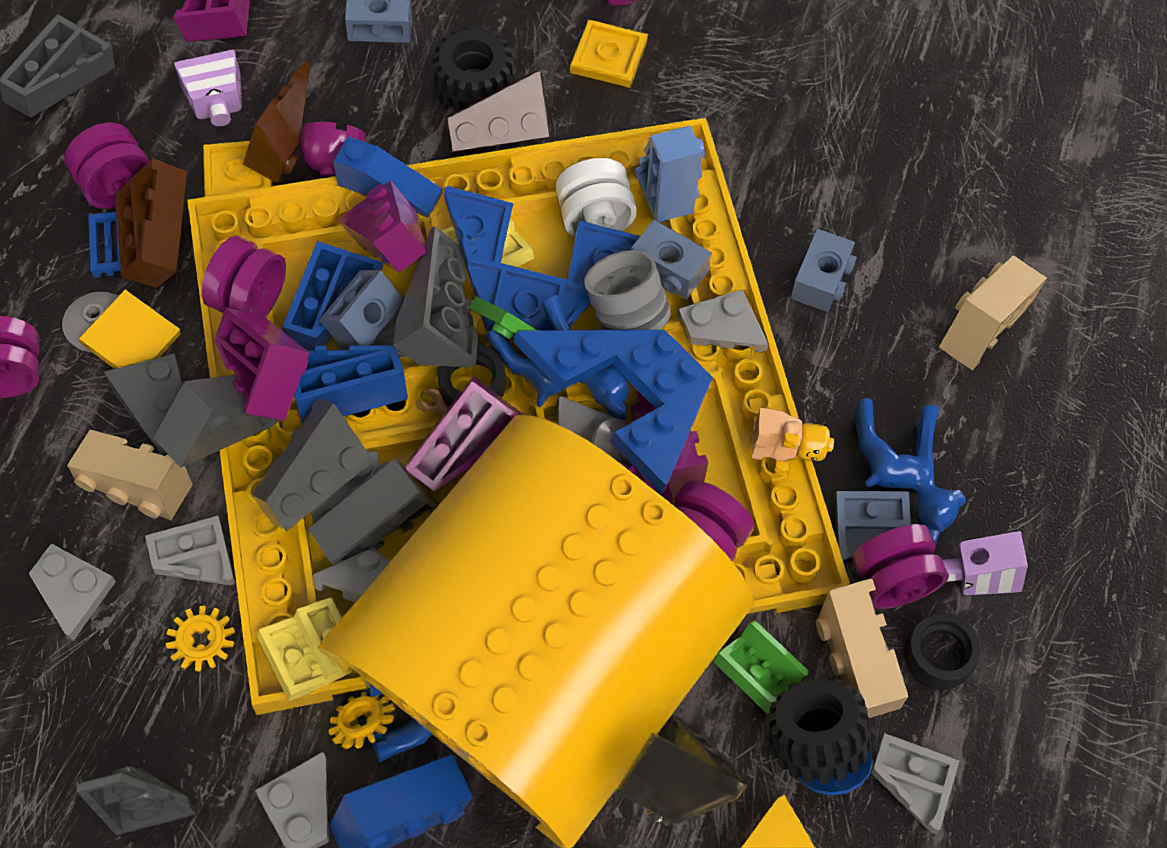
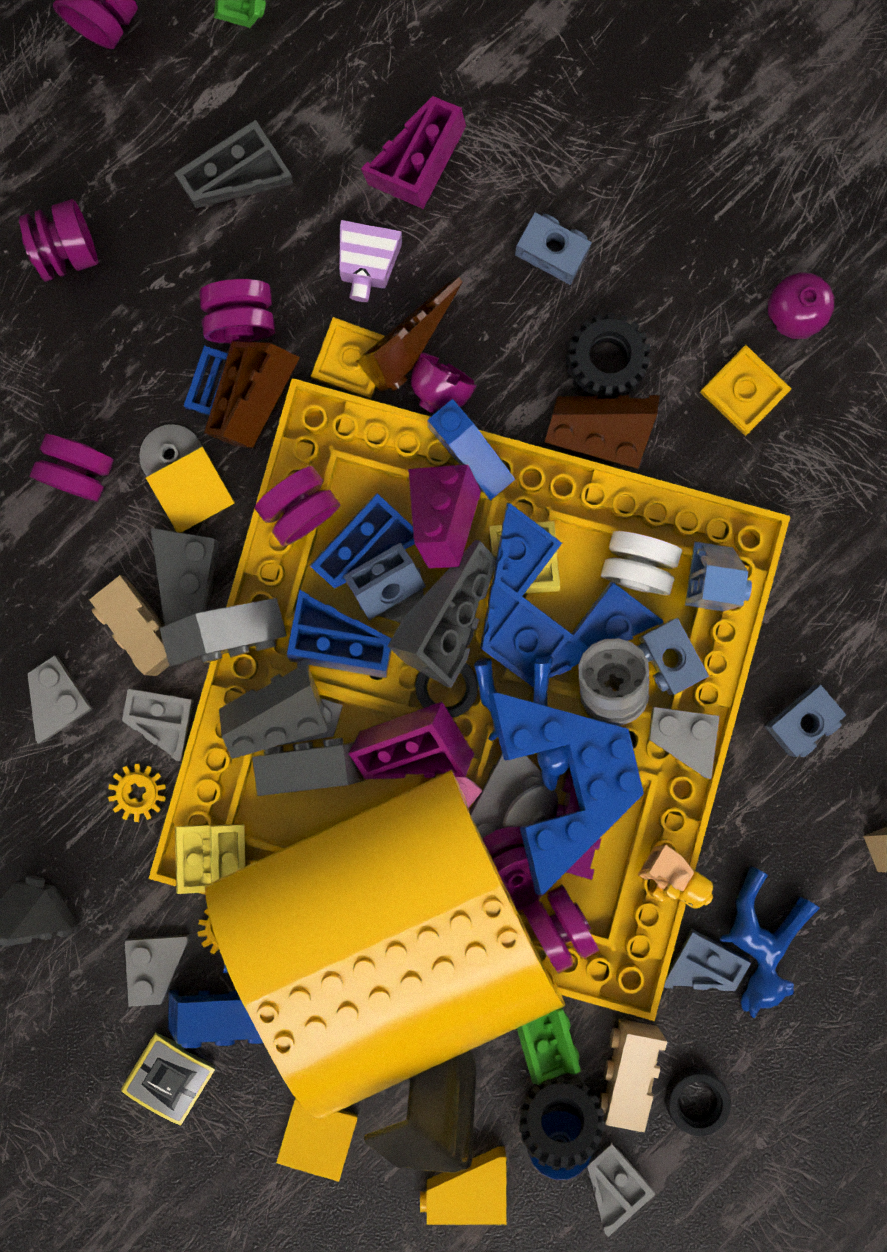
camera: 30 degrees right, 25 degrees up
(263, 361) = (275, 603): magenta wedge -> none
(353, 574) = (277, 818): light grey wing -> none
(437, 403) = (406, 695): medium nougat hand -> none
(505, 323) = (496, 668): bright green wing -> none
(901, 566) = (702, 1029): magenta wheel -> none
(989, 565) = (786, 1064): lavender torso -> none

